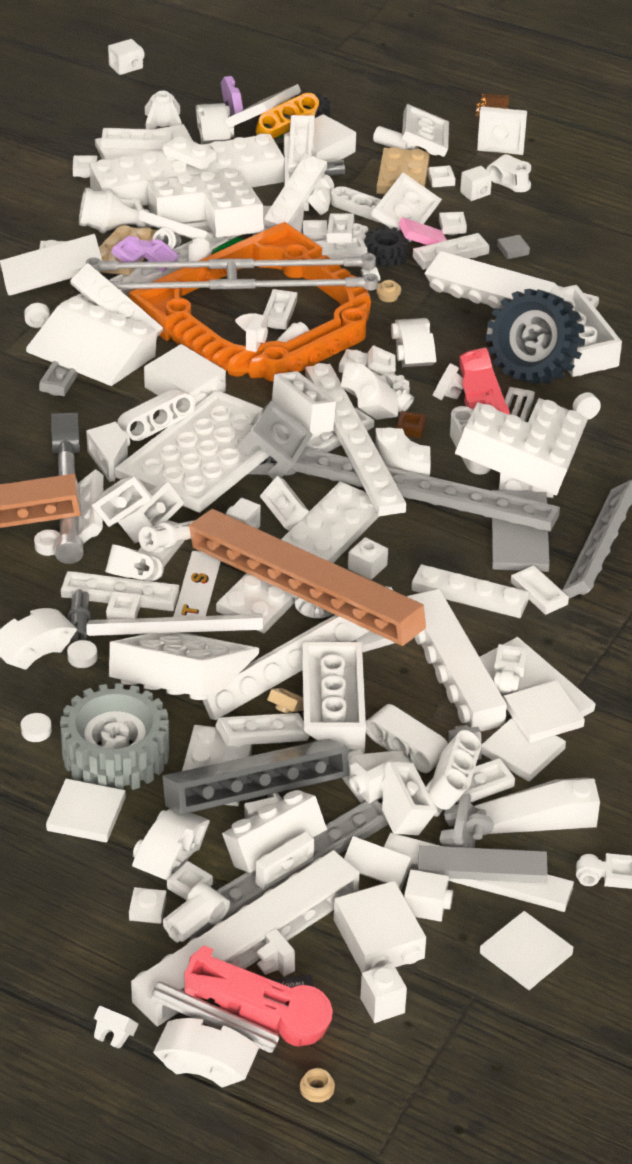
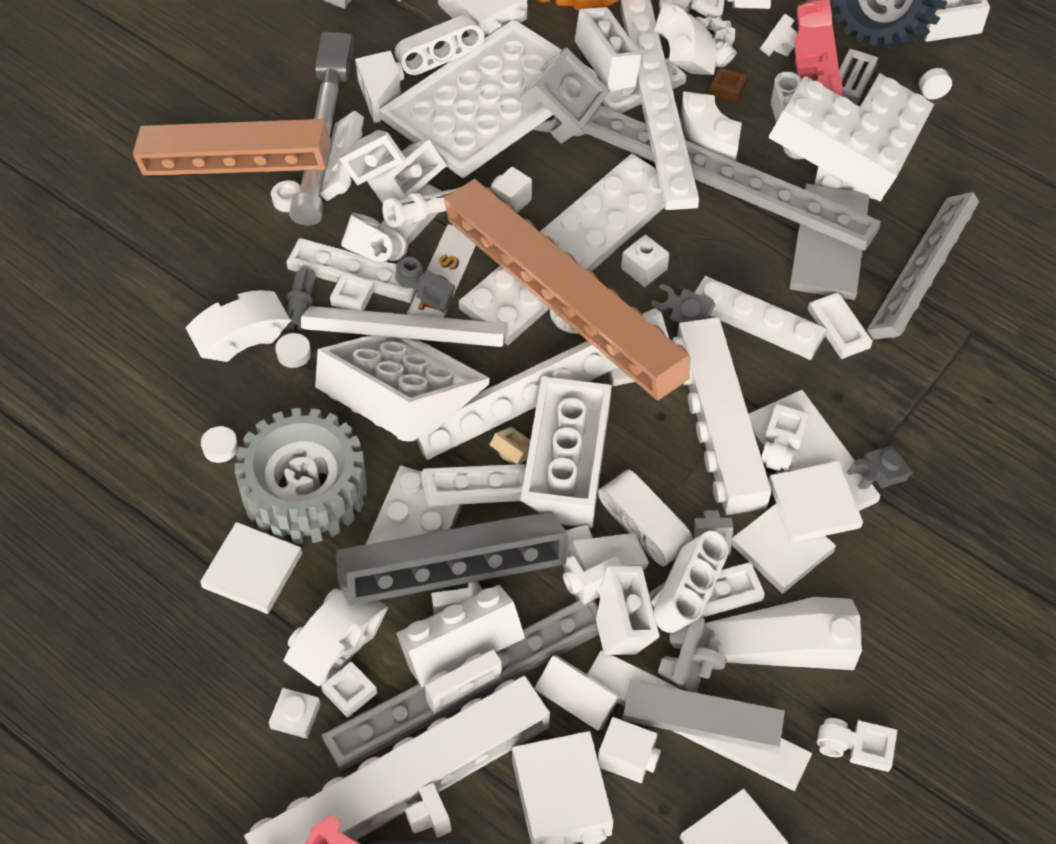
camera: 10 degrees right, 15 degrees up
(192, 593) = (430, 287): none -> dark grey plate
(201, 907) = (353, 735): white piece -> none
(284, 503) = (562, 176): white plate -> none
(410, 585) = (686, 307): none -> dark grey plate
(592, 682) = (882, 466): none -> dark grey plate

